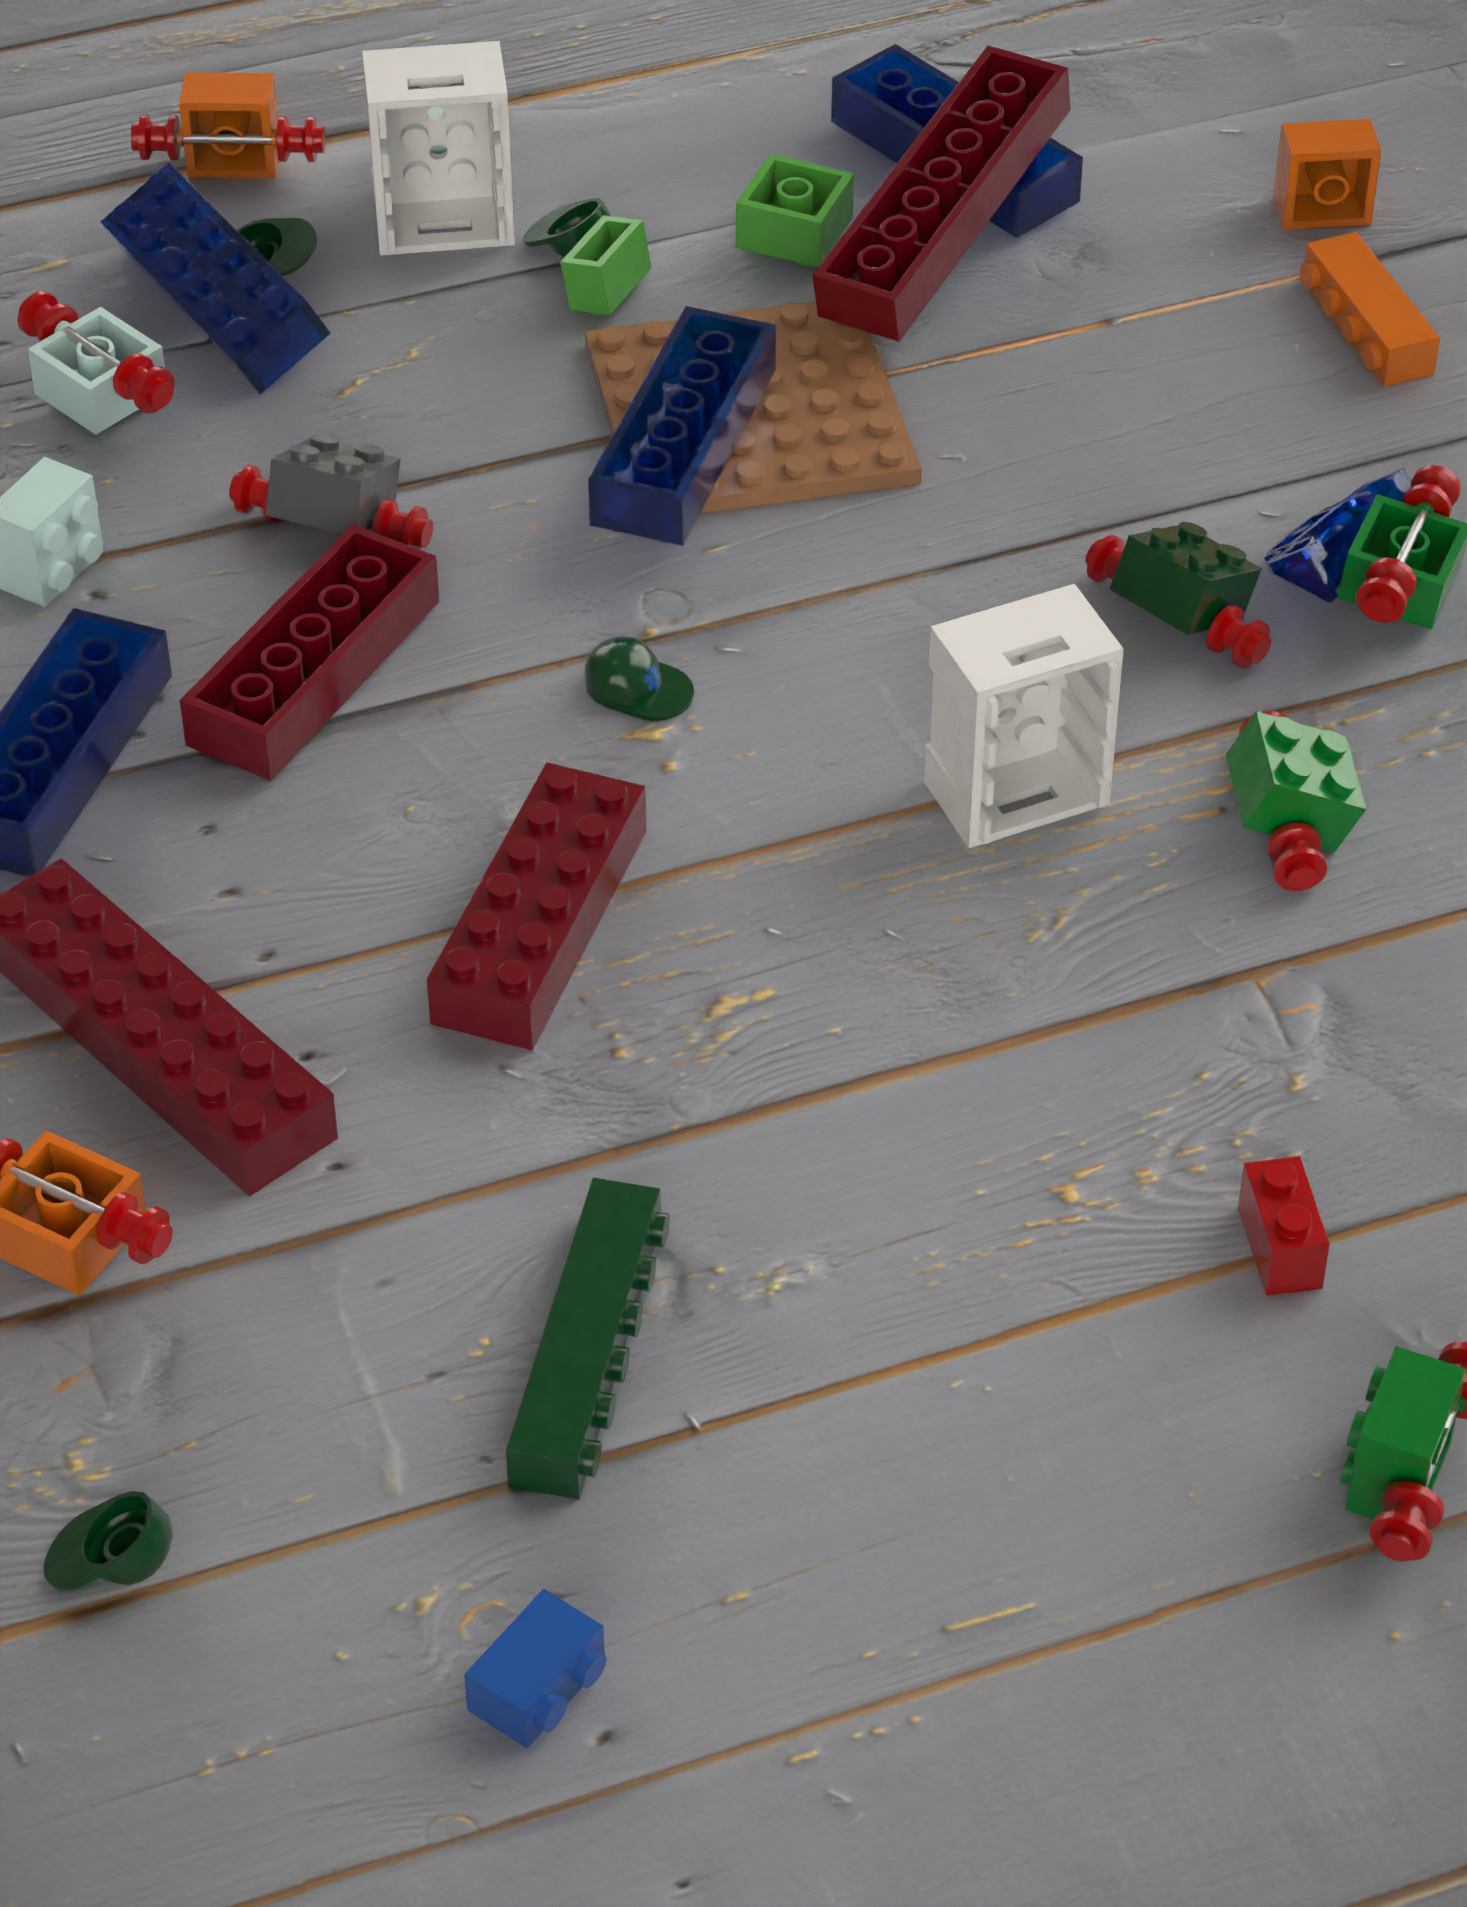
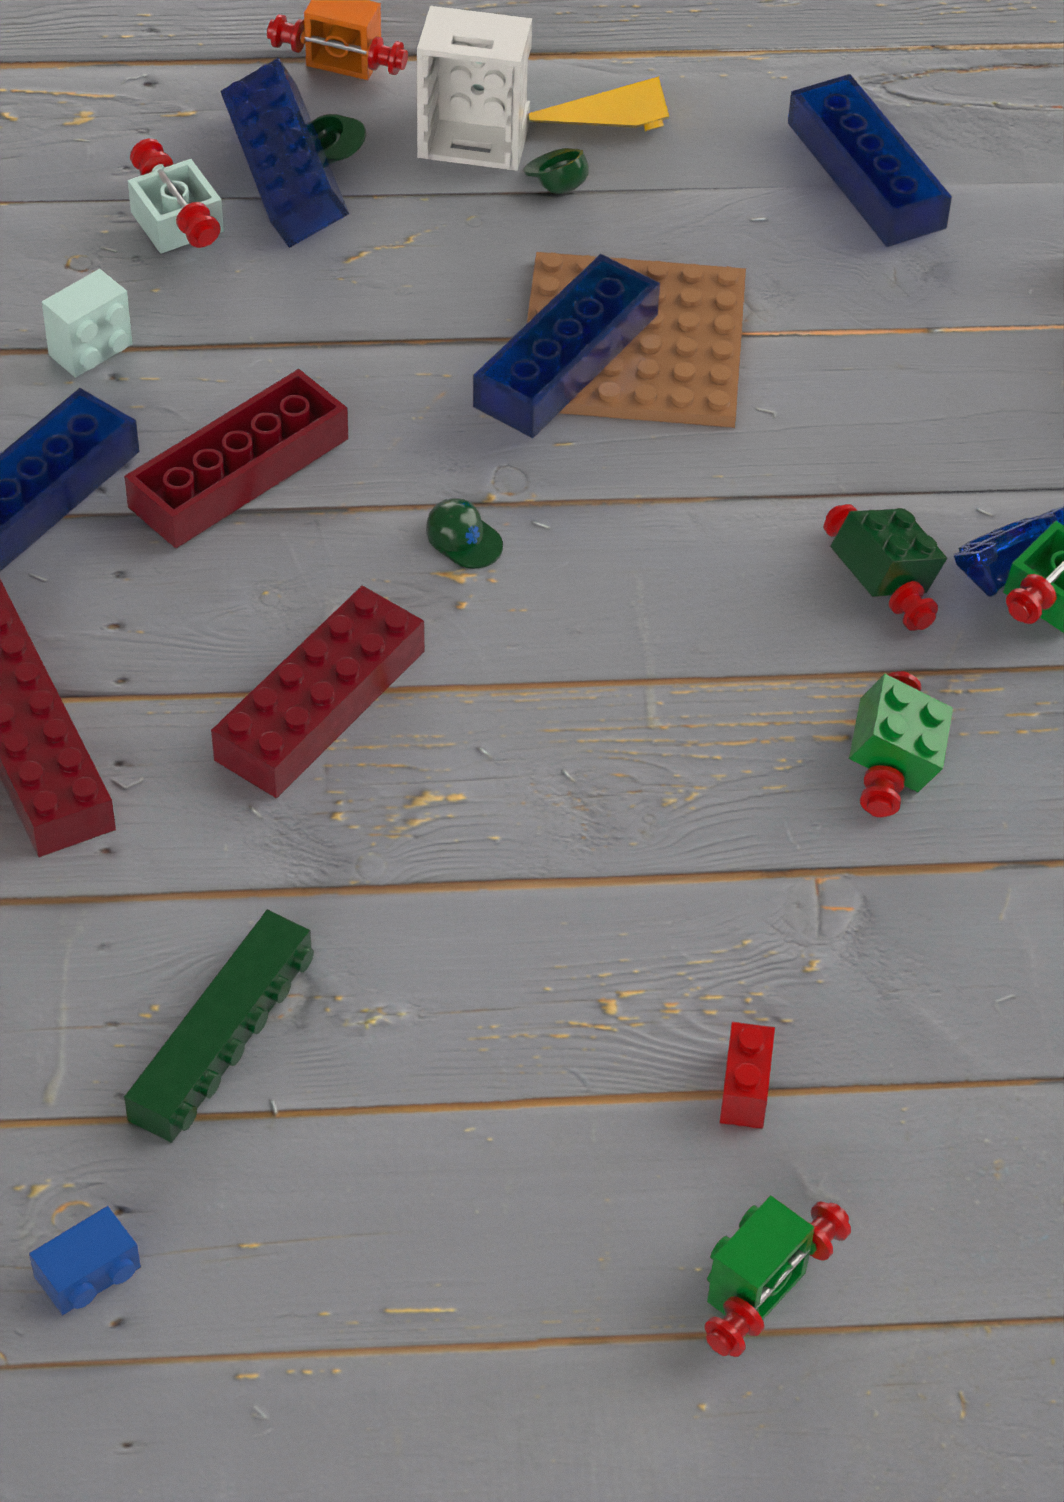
camera: 15 degrees right, 5 degrees up
(332, 489) = (303, 337): dark grey brick -> none
(606, 265) = (568, 204): bright green brick -> none
(623, 141) = (621, 107): none -> yellow wedge
(794, 210) = (724, 190): bright green brick -> none
(941, 193) = (828, 204): dark red brick -> none
(1060, 687) = (731, 652): white container -> none

